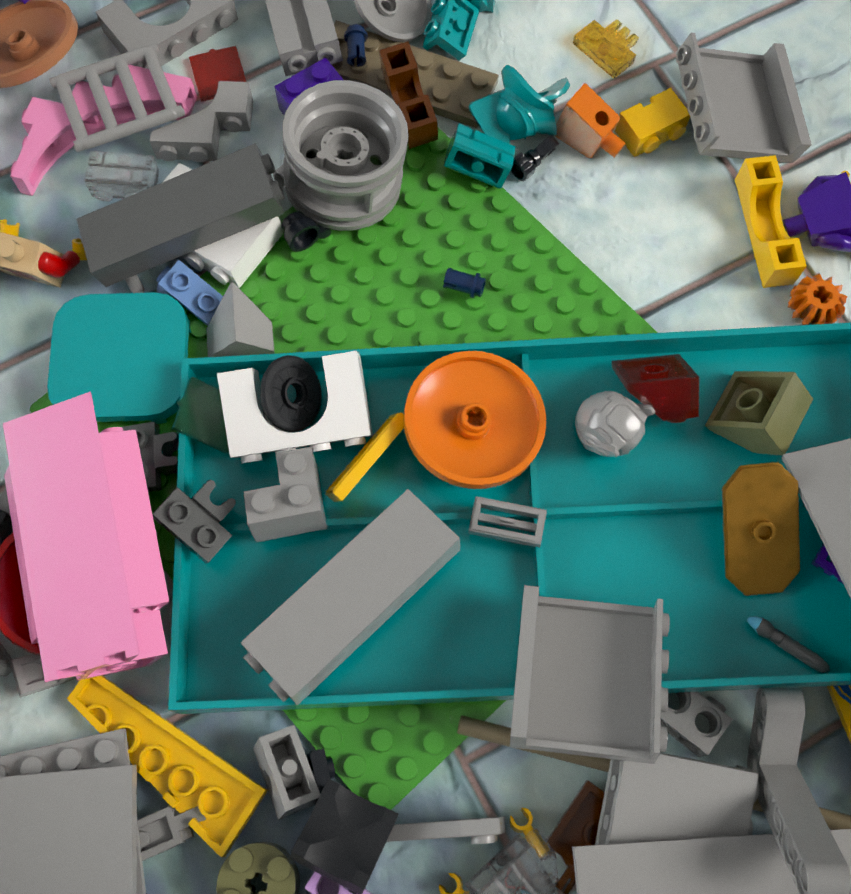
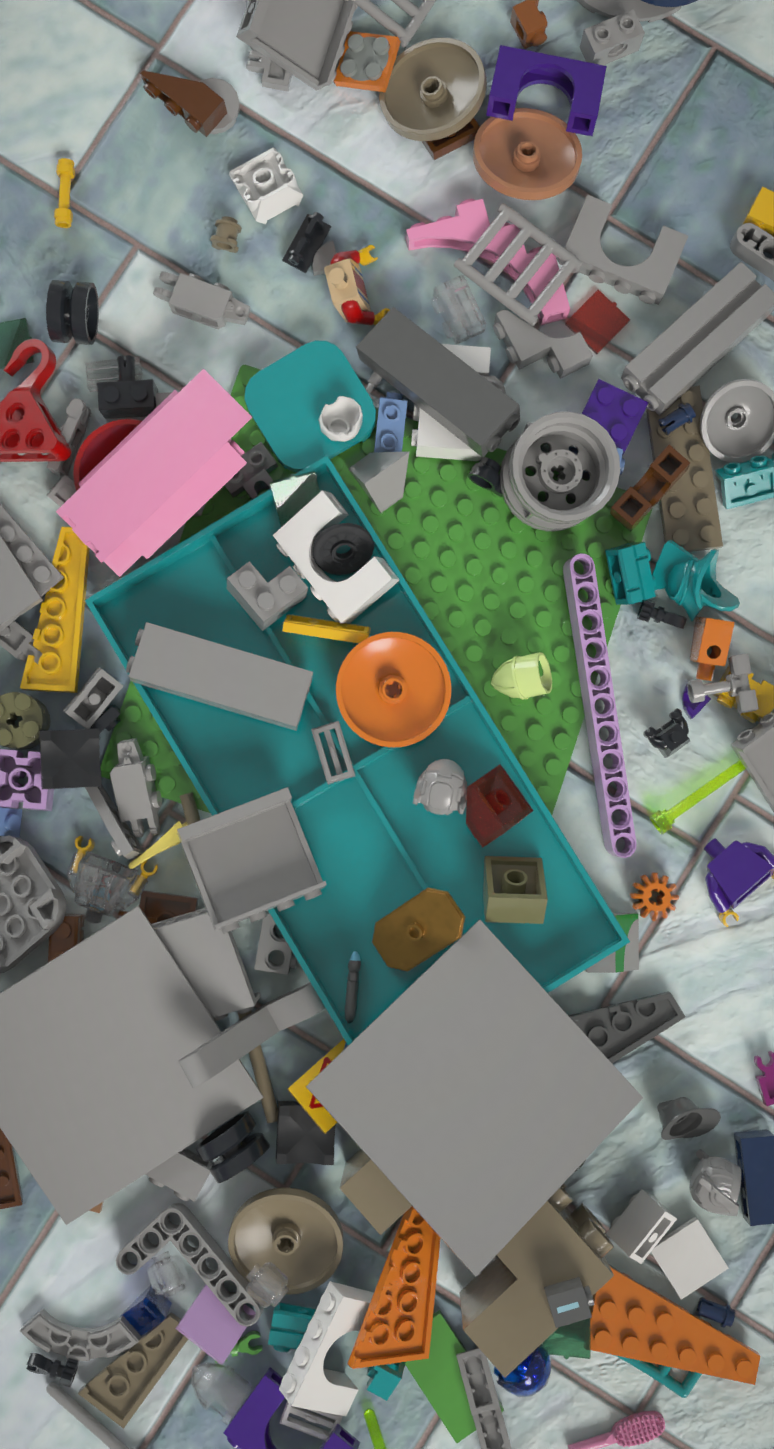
camera: 60 degrees right, 15 degrees up
(154, 324) = (341, 419): none -> white hair
(196, 520) = (216, 539): dark grey plate -> none
(420, 780) = (135, 788): none -> light grey hinge
(464, 282) = (514, 621): dark blue pin -> none
(499, 767) = (167, 841): none -> light yellow piece
(528, 300) = (521, 677): none -> yellowish green helmet
(598, 249) = (608, 717): none -> lavender beam
(632, 173) = (692, 709): none -> dark purple tile
(643, 119) = (735, 684): none -> light grey bar
(662, 205) = (672, 736): none -> black piece
(741, 255) = (664, 819): none -> clear neon green piece
(775, 252) = (696, 830): yellow arch -> none

